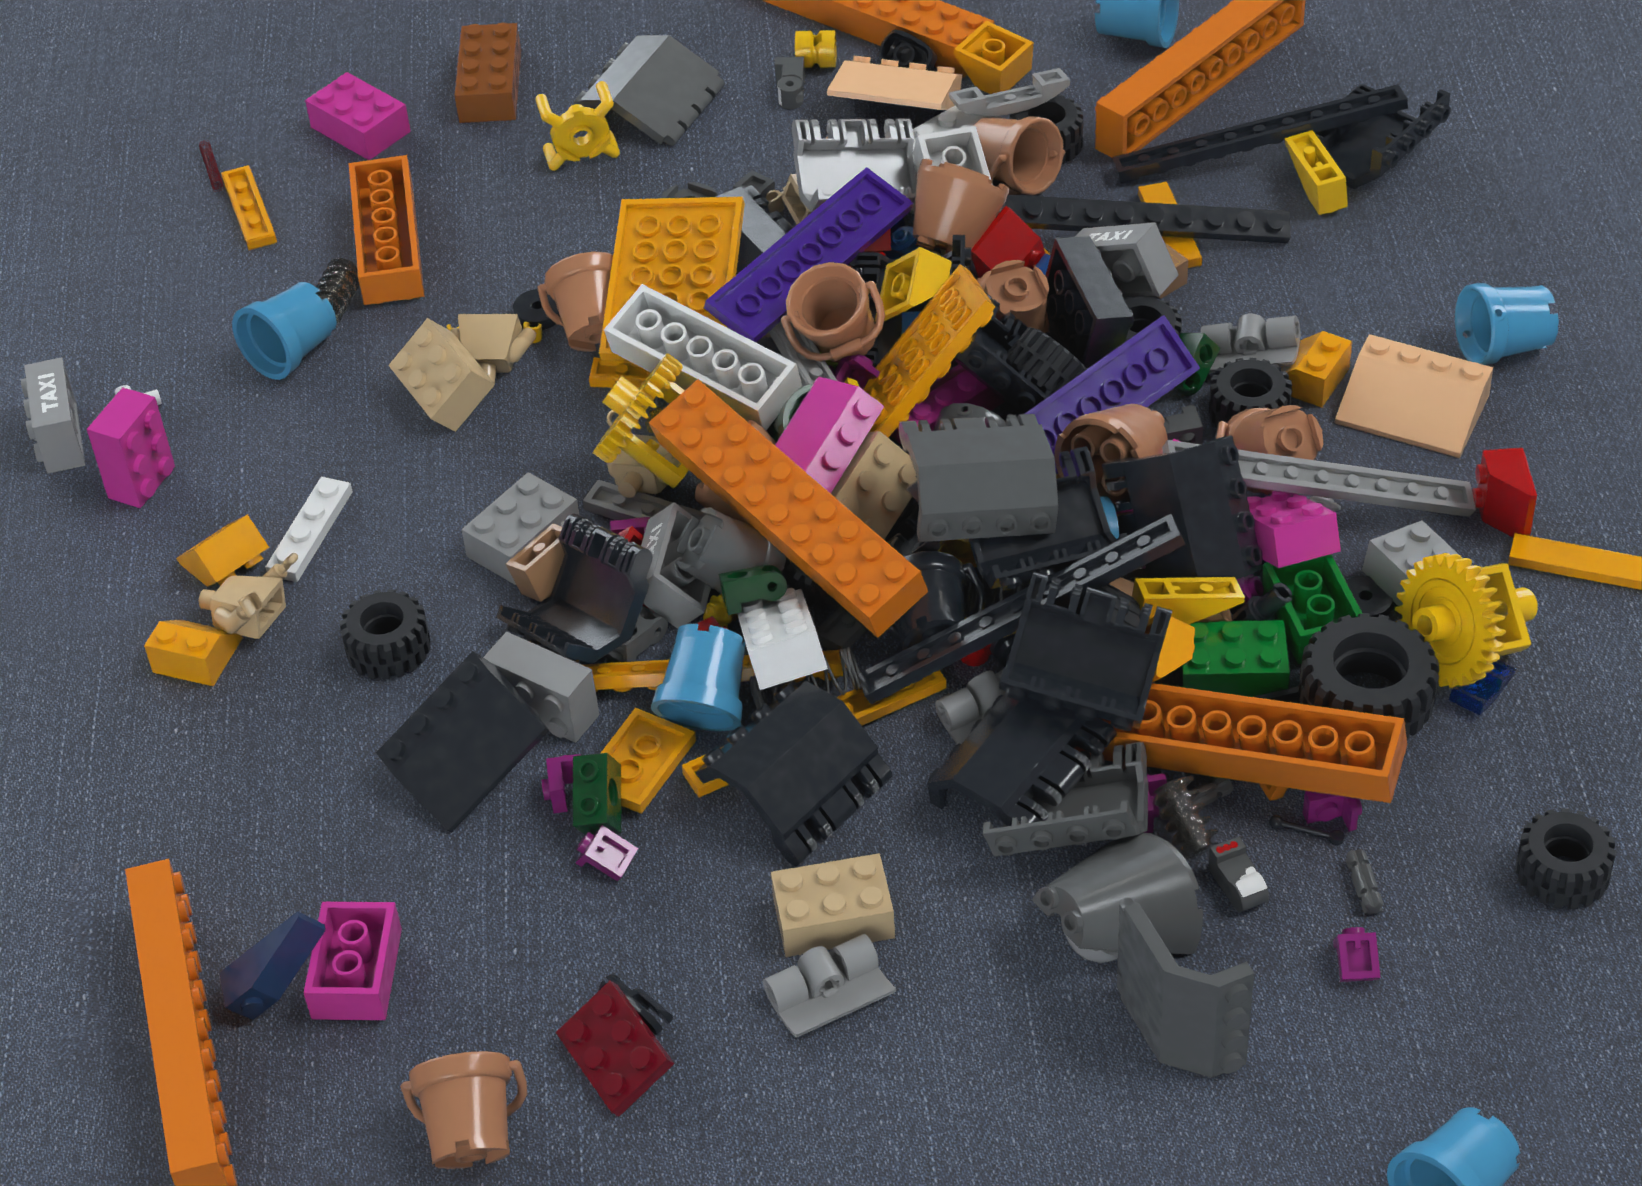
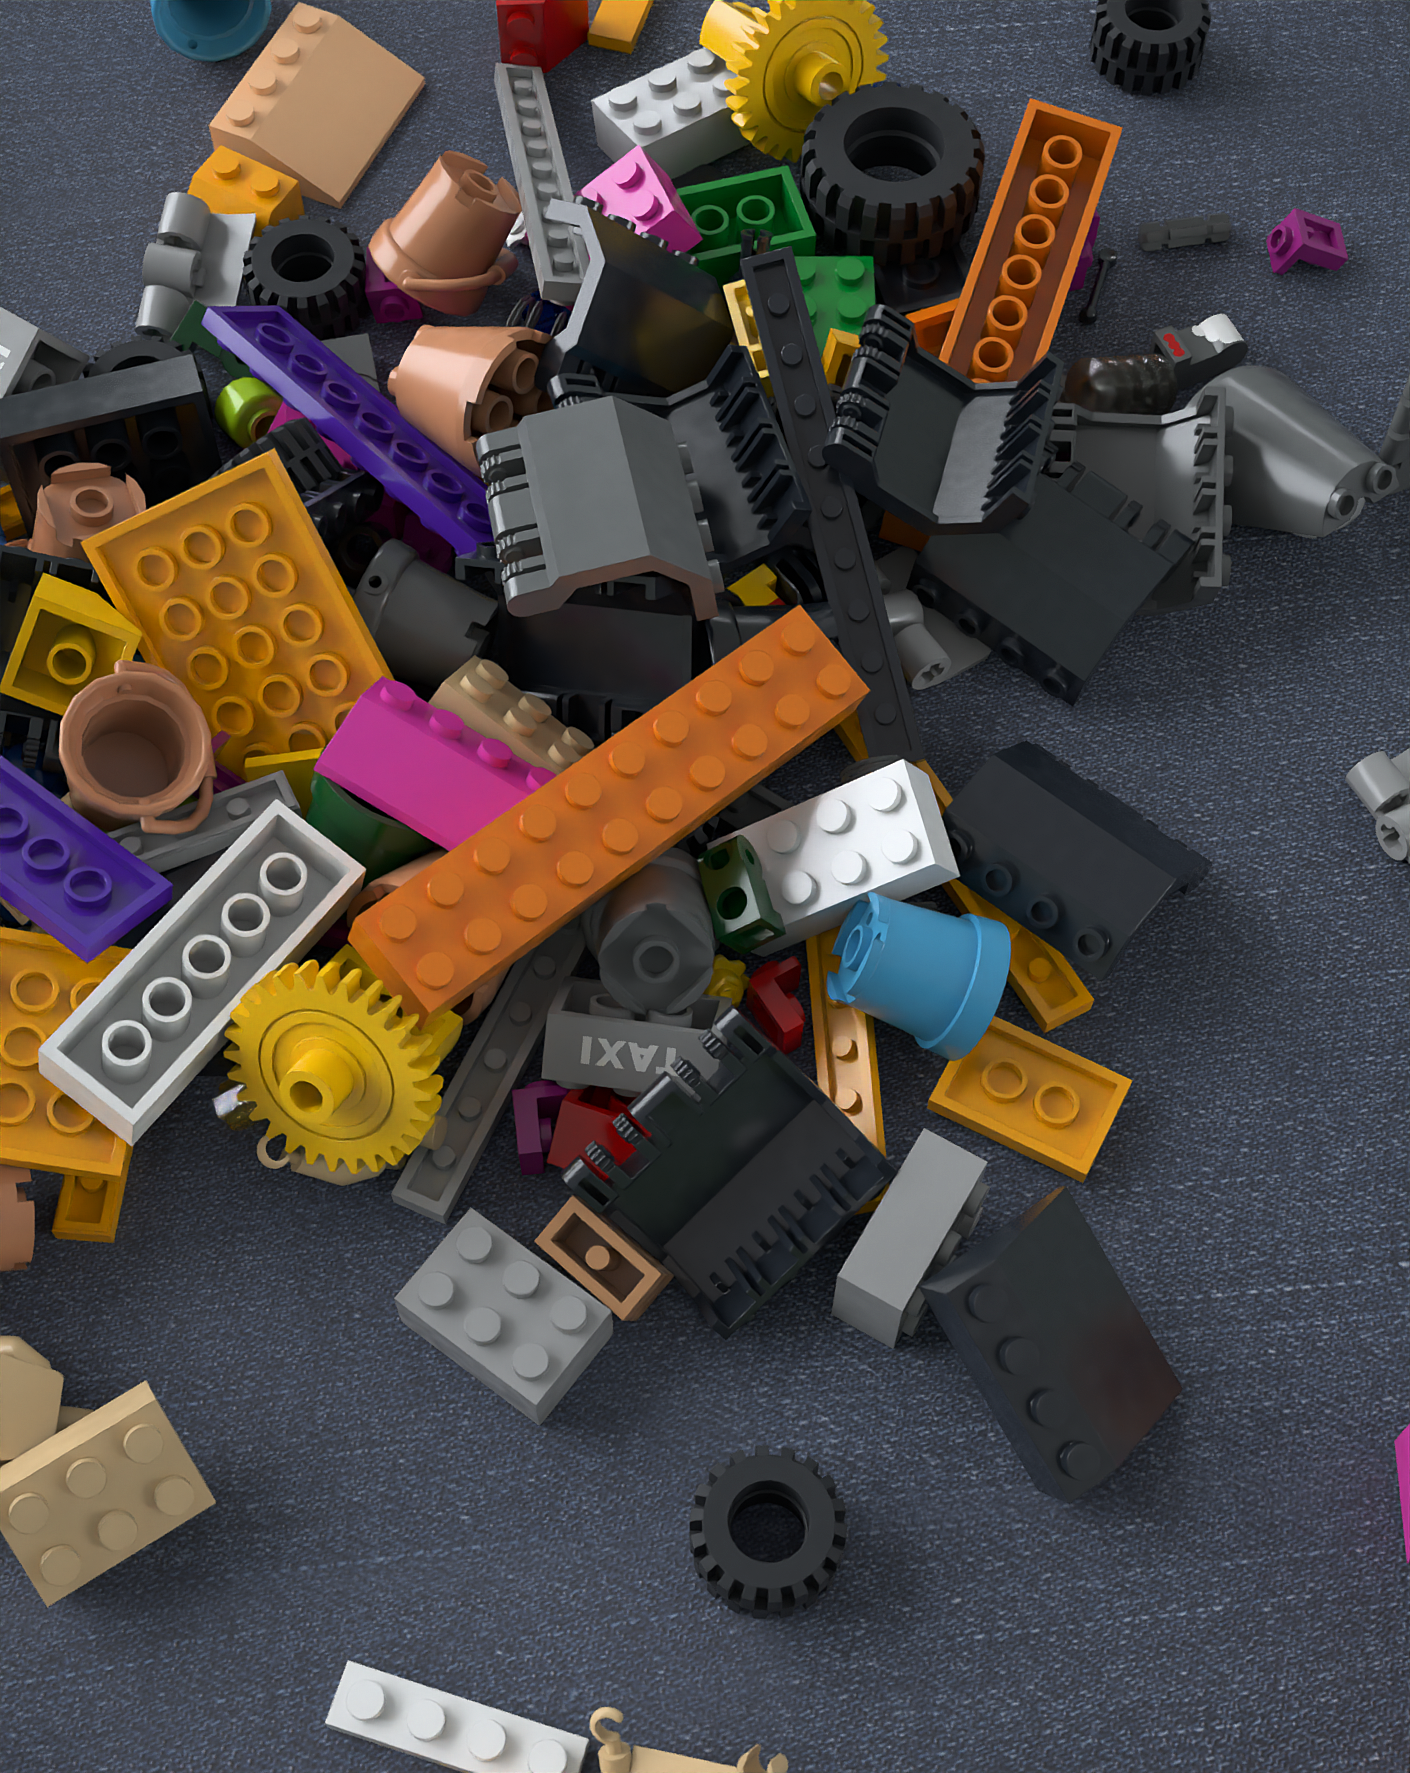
camera: 95 degrees left, 15 degrees up
(559, 773) = (1104, 1210): magenta bracket -> none
(596, 793) = (1139, 1132): dark green brick -> none
(606, 852) = (1223, 1133): bracket -> none
(832, 903) = (1301, 810): tan brick -> none

